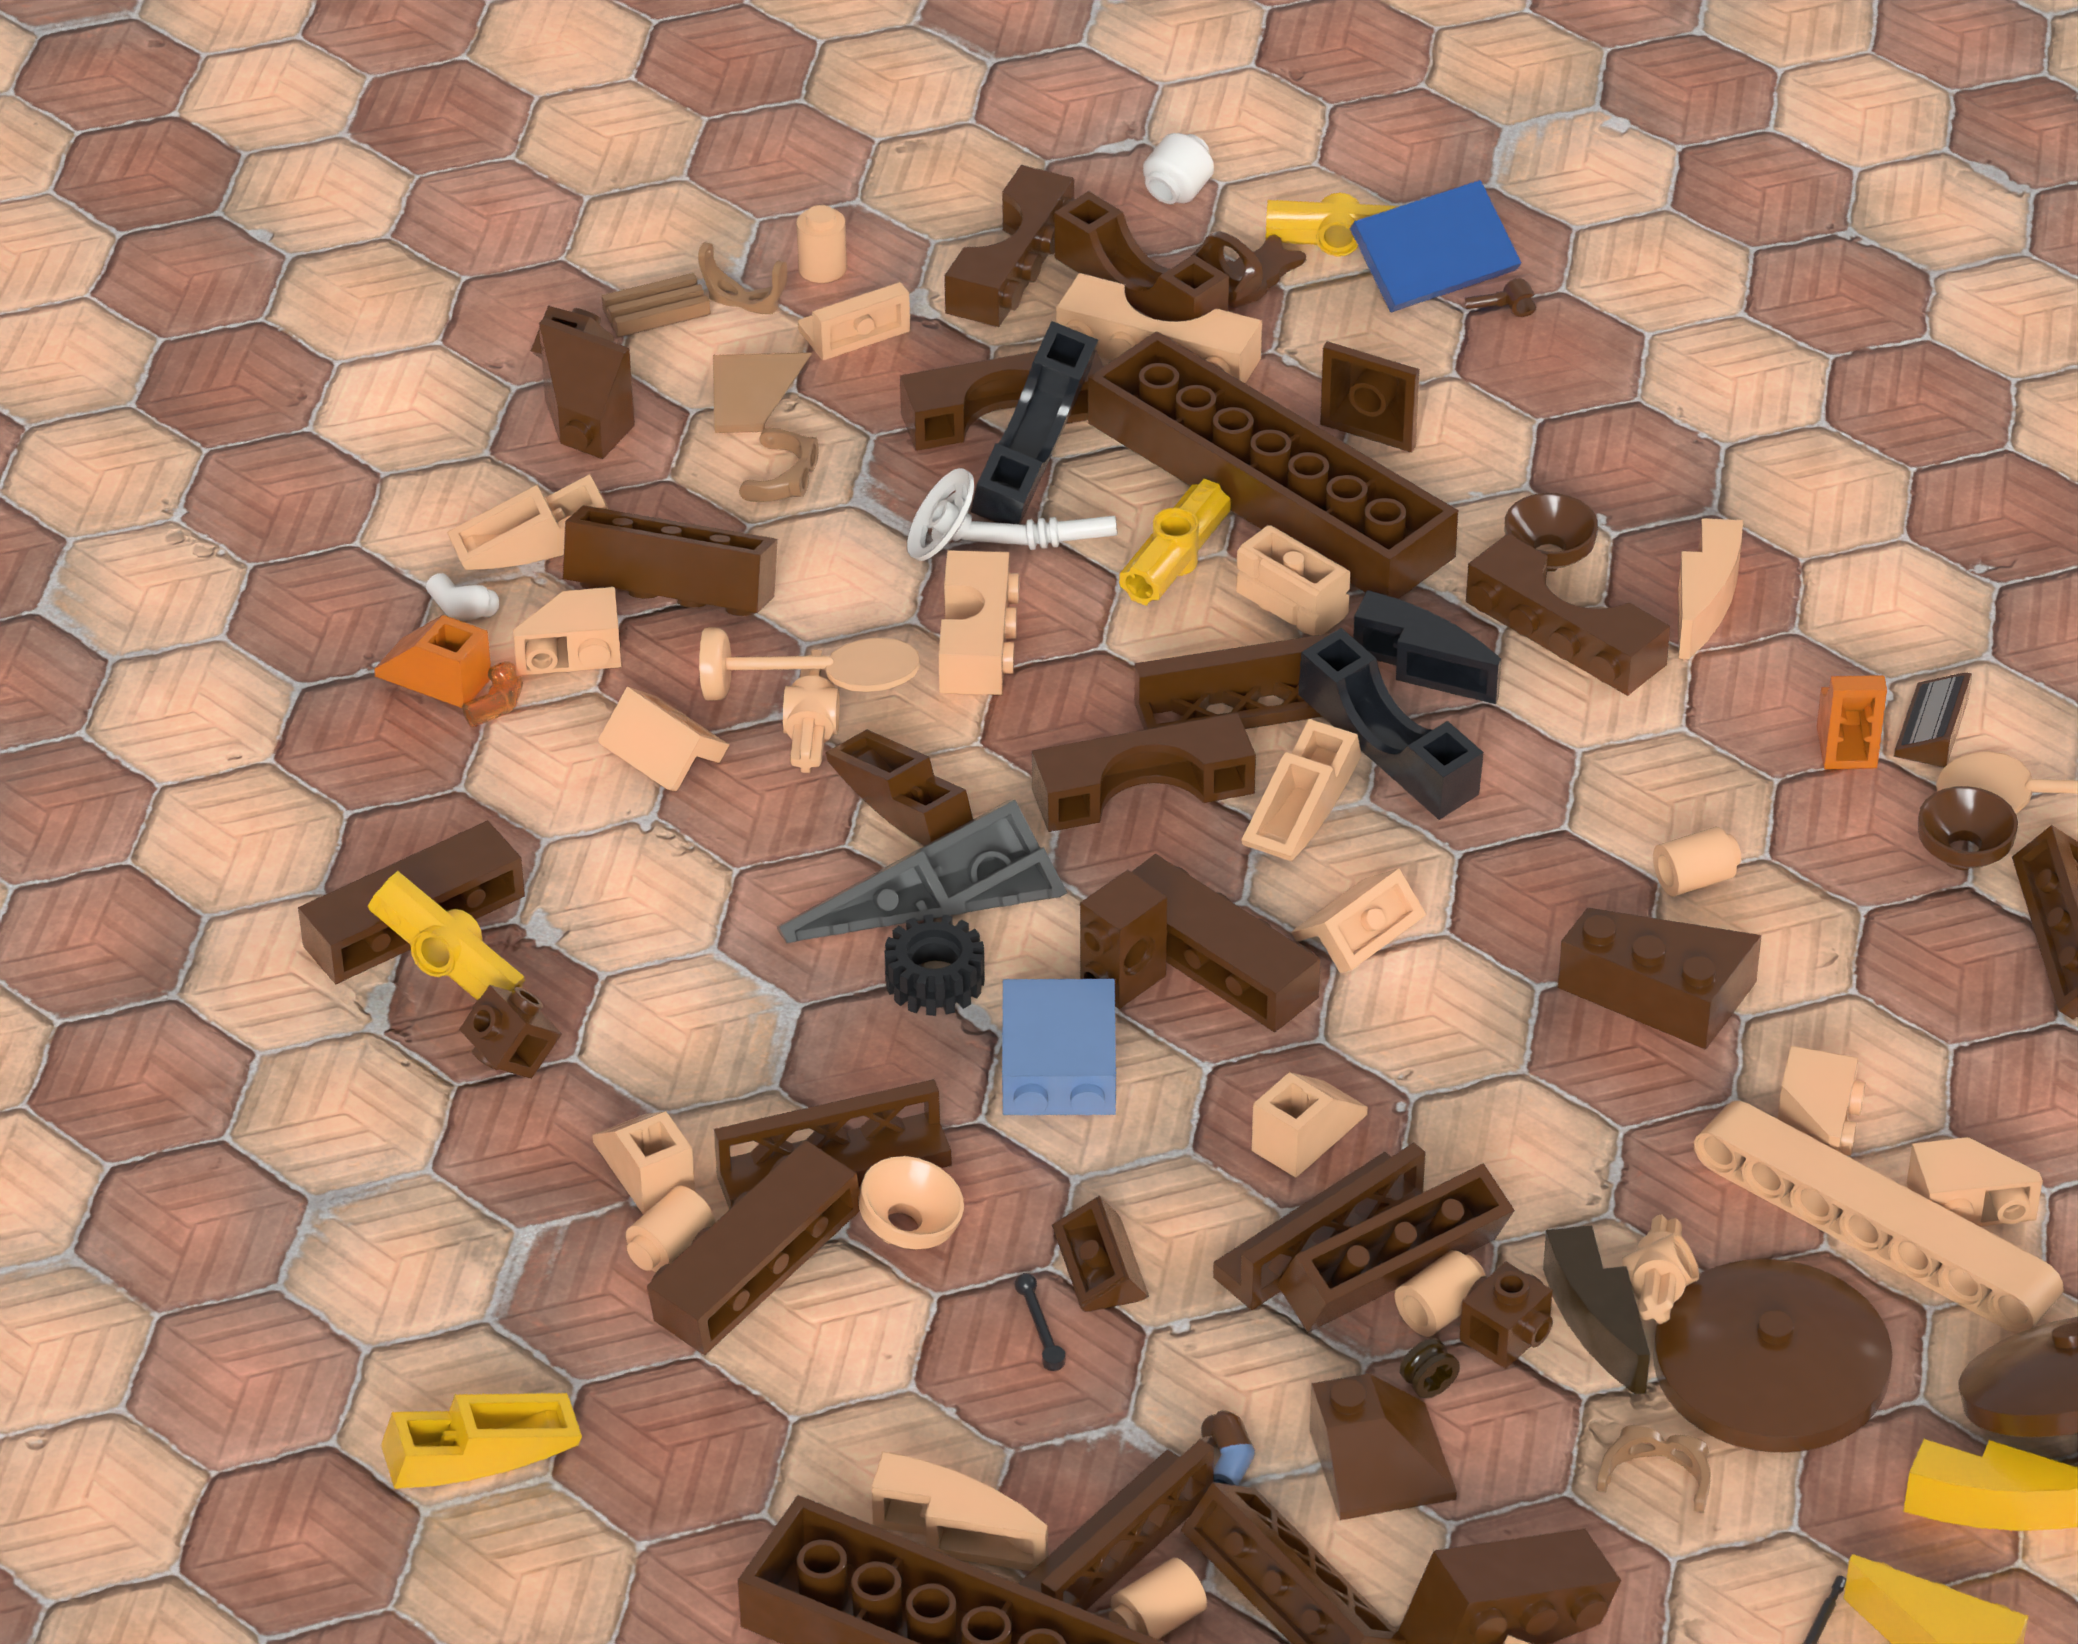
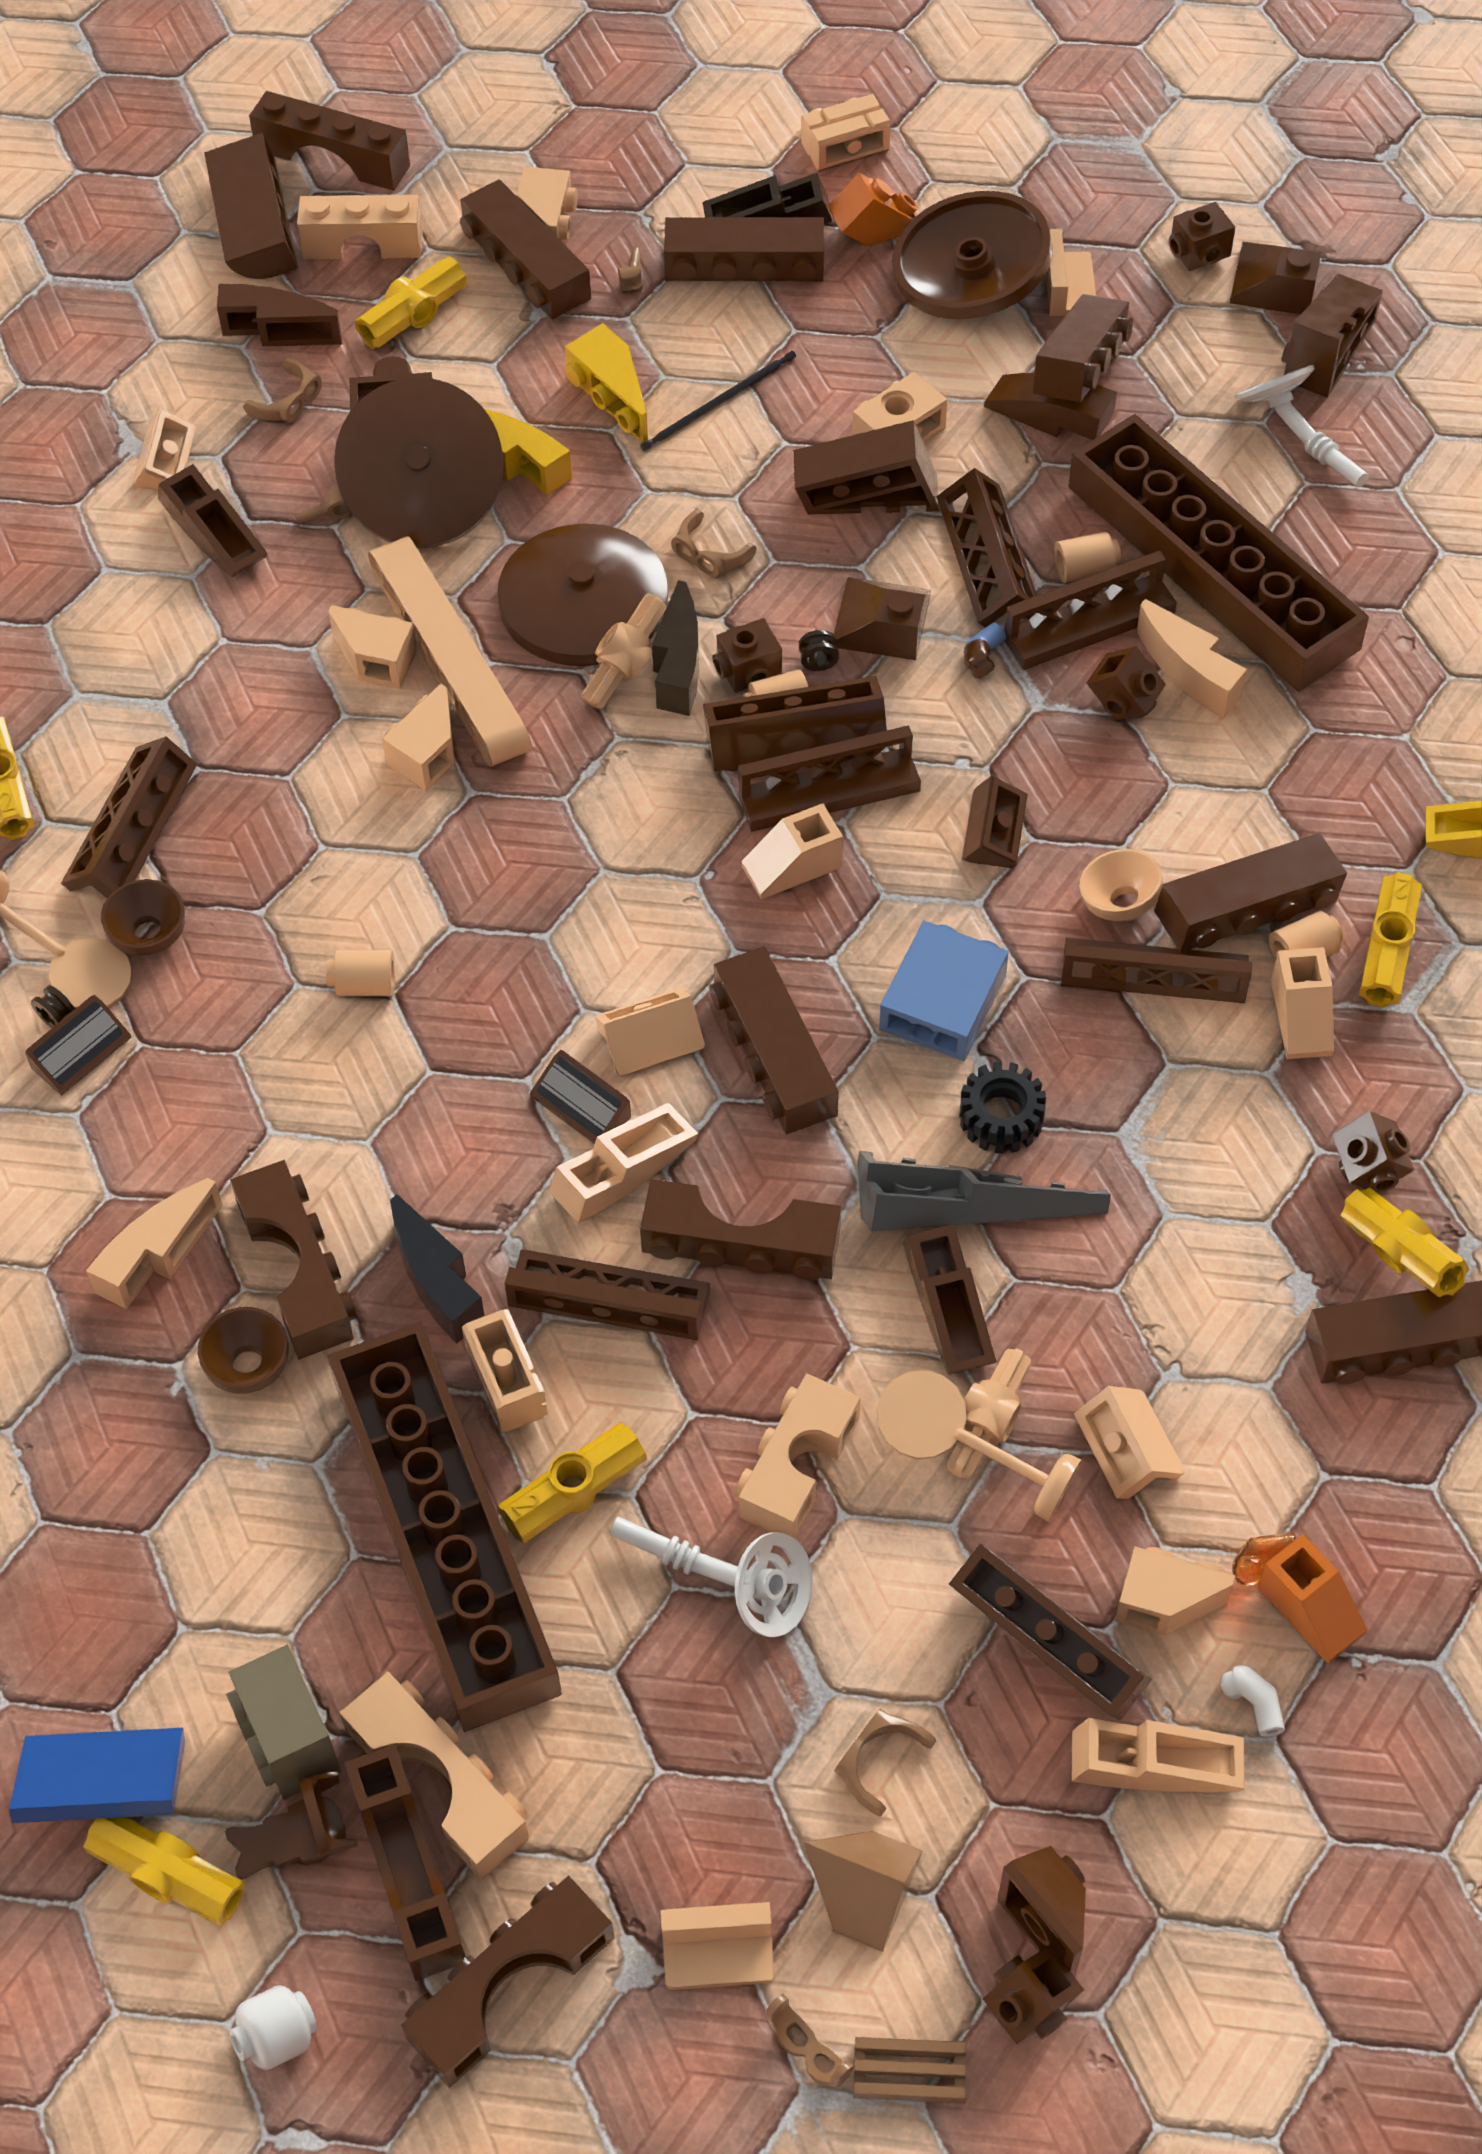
camera: 155 degrees left, 15 degrees up
(569, 1263) = (1388, 958): none -> yellow piece
(821, 244) = (705, 2062): light nougat brick -> none
(947, 400) = (689, 1763): reddish brown arch -> none
(1018, 1434) = (1126, 684): none -> reddish brown brick
(1035, 426) = (594, 1669): black arch -> none
(1052, 1356) = (1064, 767): black hinge -> none
(1124, 936) = (856, 1037): reddish brown brick -> none
(1302, 298) = (280, 1721): none -> dark tan brick
(1347, 689) = (516, 1158): black arch -> none
(1369, 396) = (293, 1583): reddish brown slope -> none
(1383, 842) = (580, 1097): none -> slope
(1515, 294) = (61, 1694): reddish brown hand -> none
(1660, 971) = (460, 878): reddish brown wedge -> none
(1851, 721) = (154, 1040): orange arch -> none
(1989, 719) = (52, 1006): none -> dark brown bush

